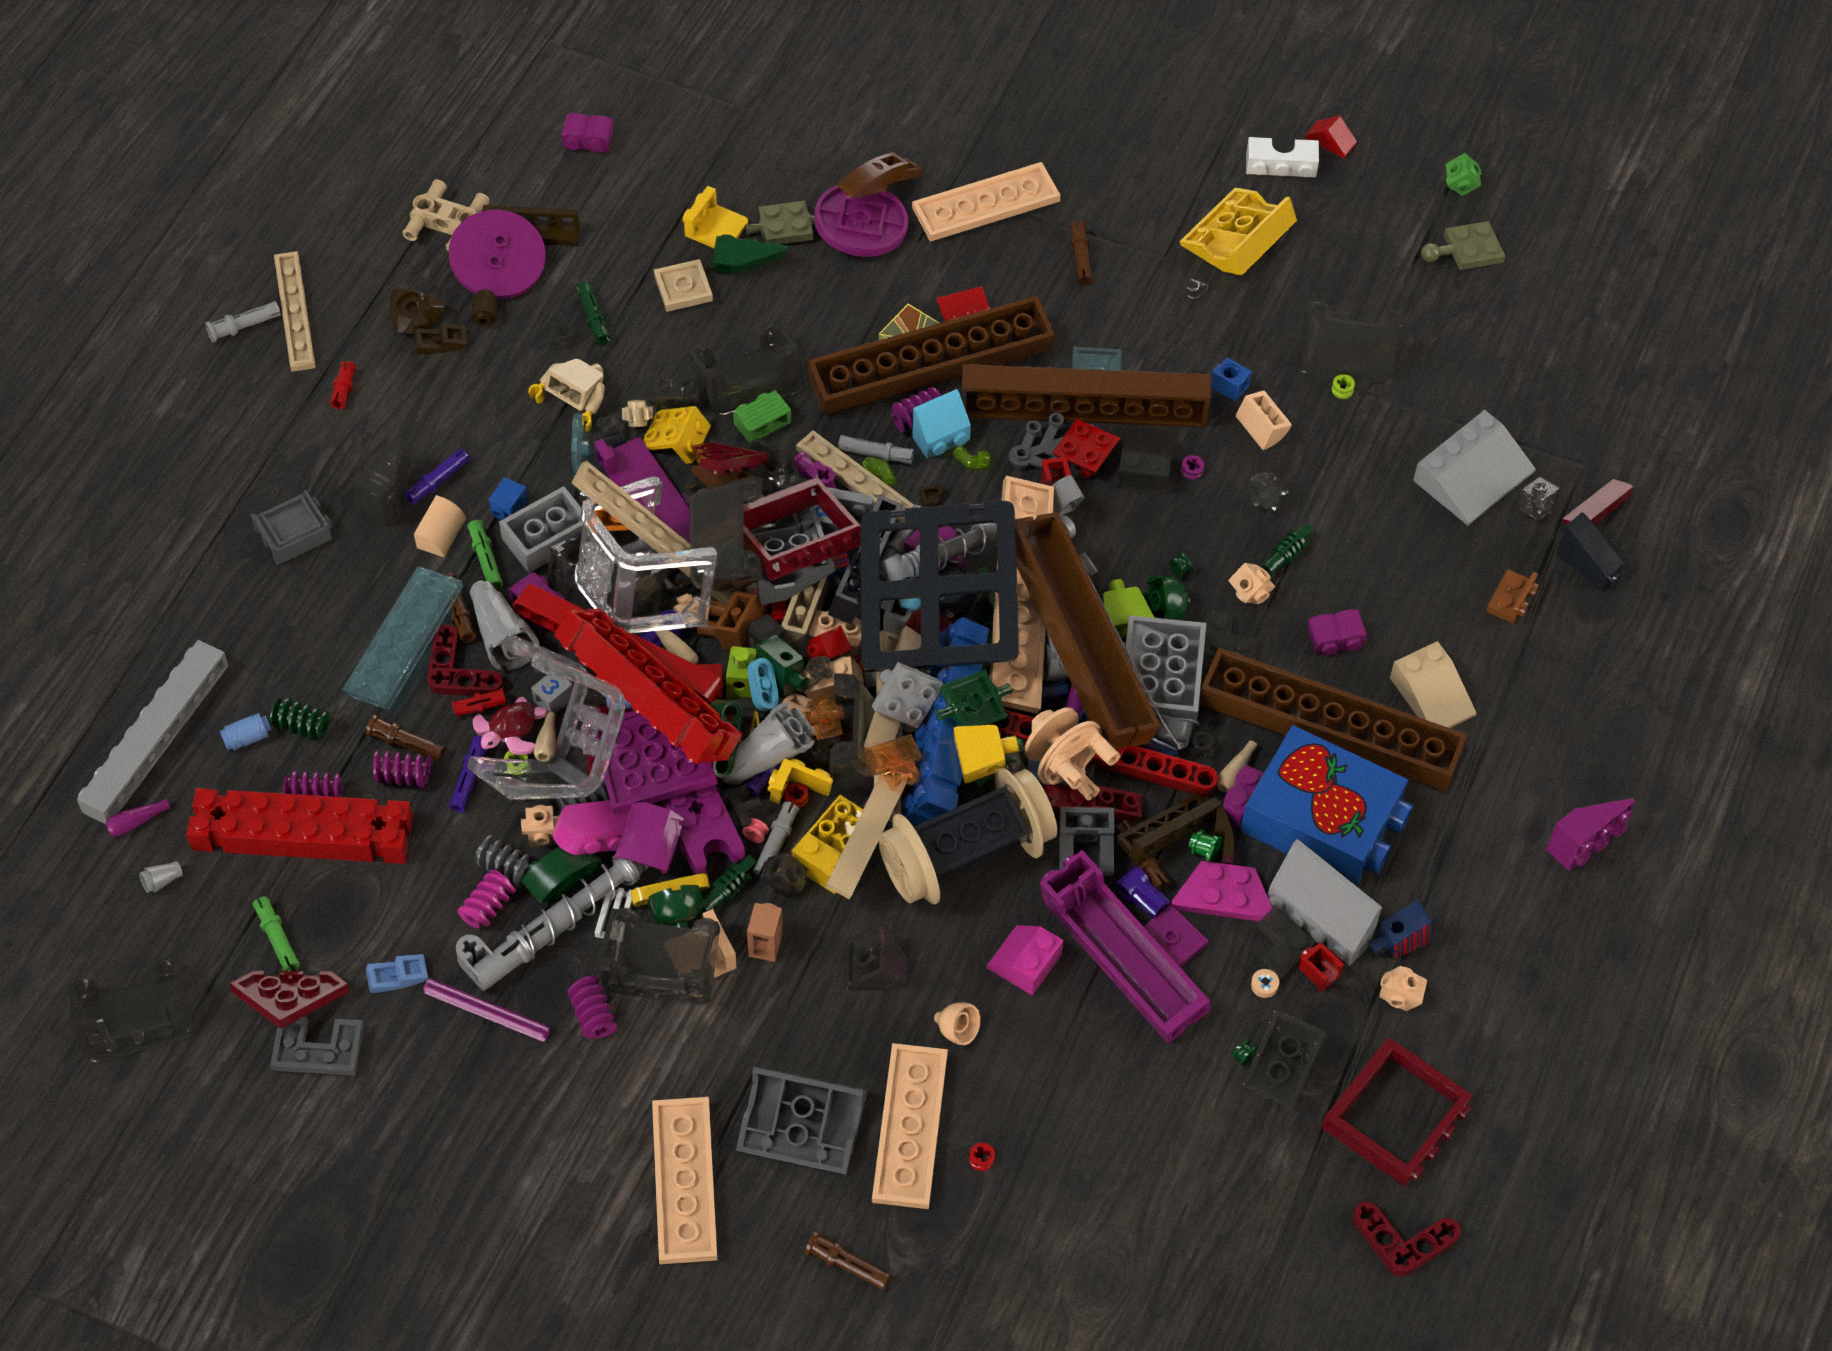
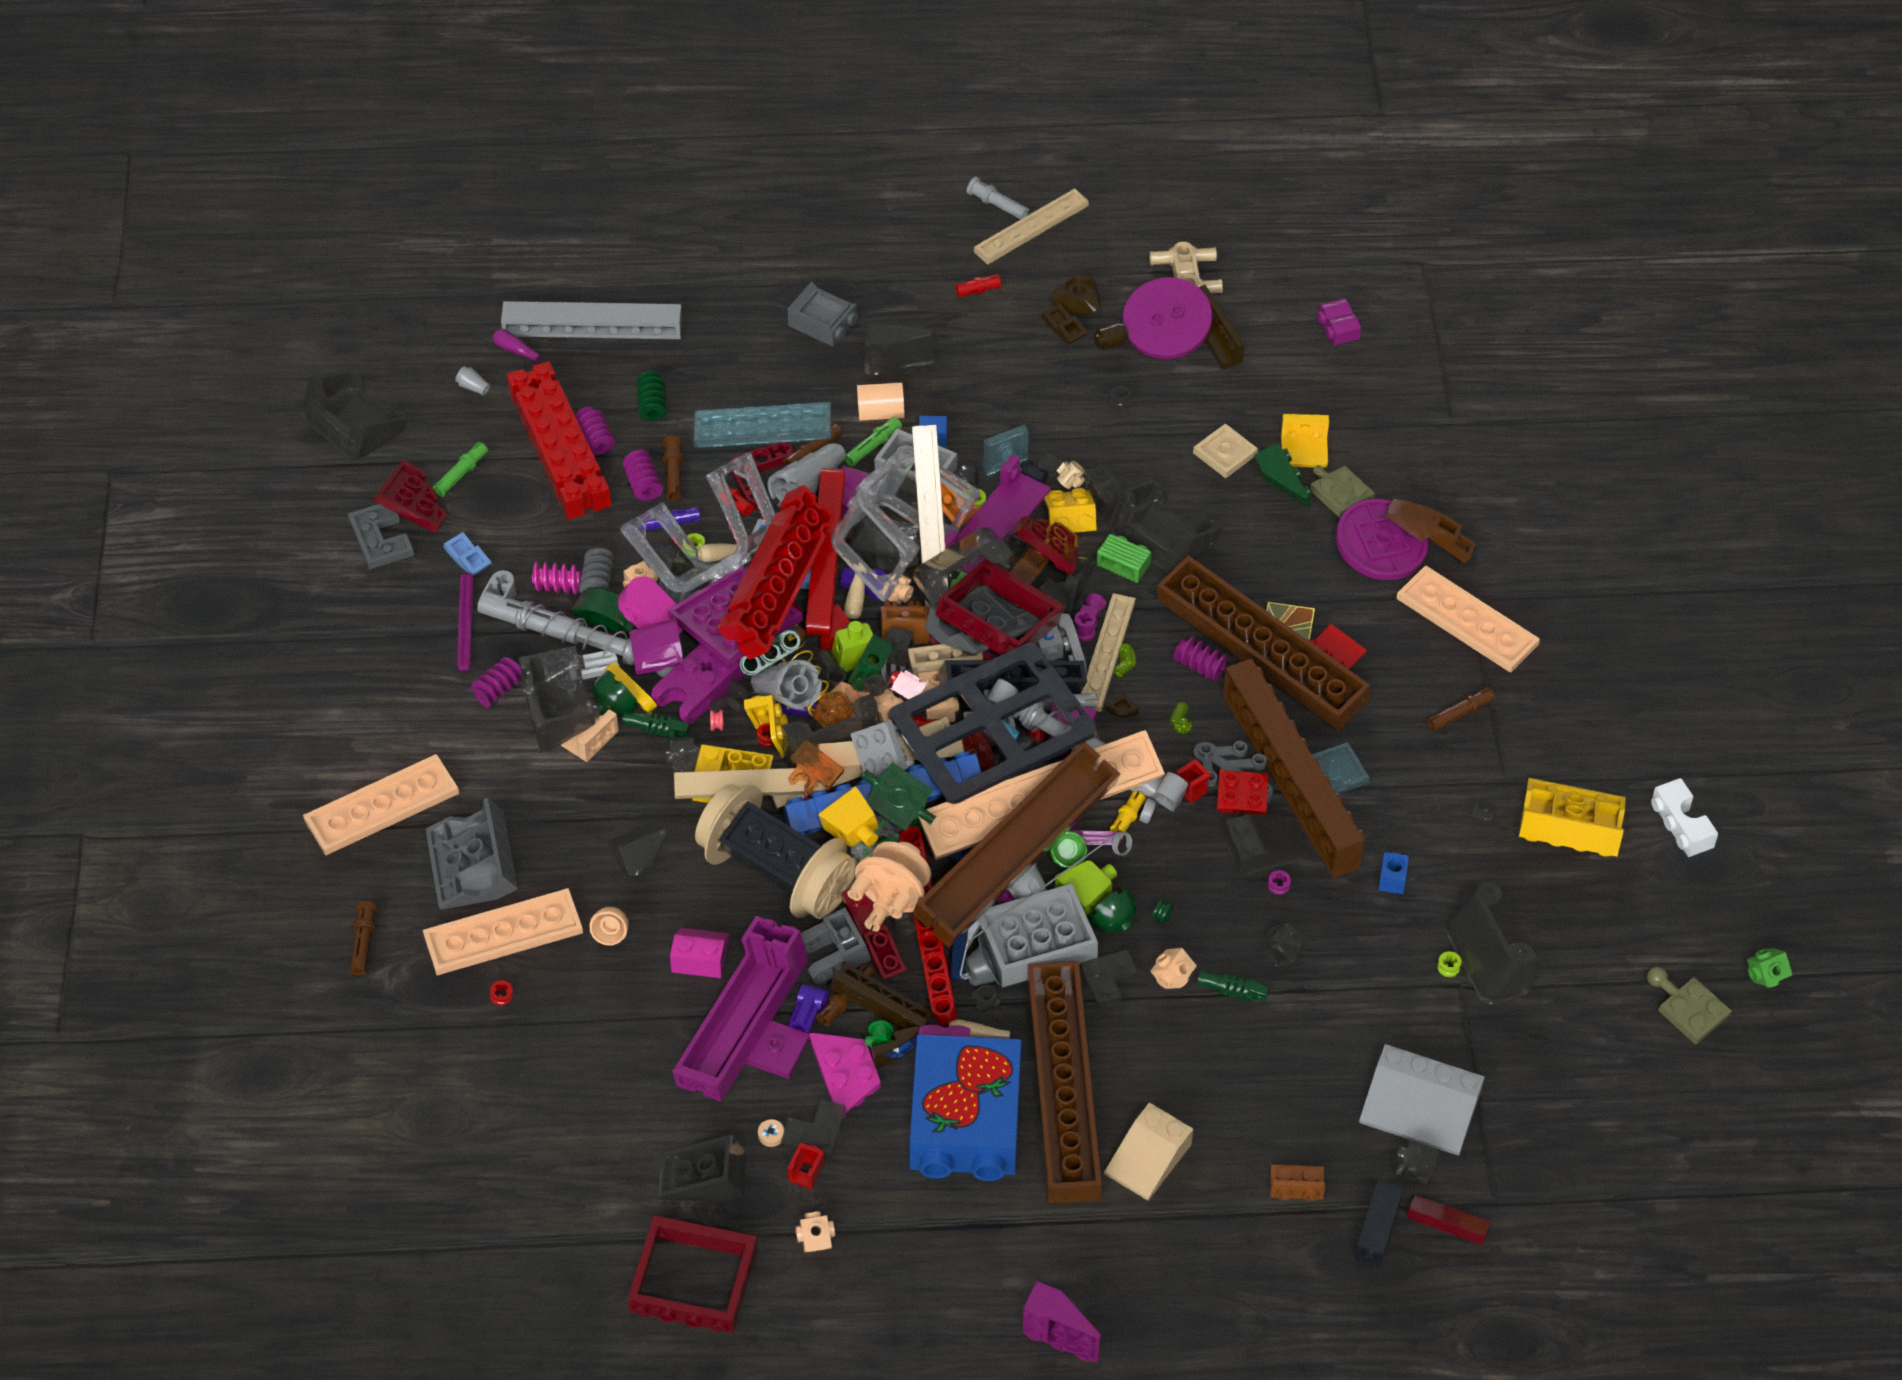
camera: 65 degrees right, 5 degrees down
(245, 731) = (622, 371): medium blue head -> none
(430, 481) = (922, 378): dark purple pin -> none
(509, 725) = (714, 523): animal -> none
(575, 384) = (1070, 424): tan torso -> none
(596, 320) = (1140, 418): dark green pin -> none
(763, 684) = (841, 657): medium azure plate -> none
(765, 931) = (620, 759): nougat brick -> none
(780, 830) = (722, 737): light grey pin -> none
(879, 450) = (1146, 656): light grey pin -> none
(941, 424) = (1193, 678): medium azure slope -> none
(1244, 1052) = (691, 1137): dark green bush -> none
(1263, 419) = (1365, 913): light nougat brick -> none
(1324, 903) = (859, 1140): light grey slope -> none
(1333, 136) = (1743, 851): red slope -> none
(1337, 632) = (1164, 1054): magenta brick -> none
(1398, 1247) = (566, 1327): dark red beam -> none
(1403, 931) = (873, 1214): dark blue torso -> none

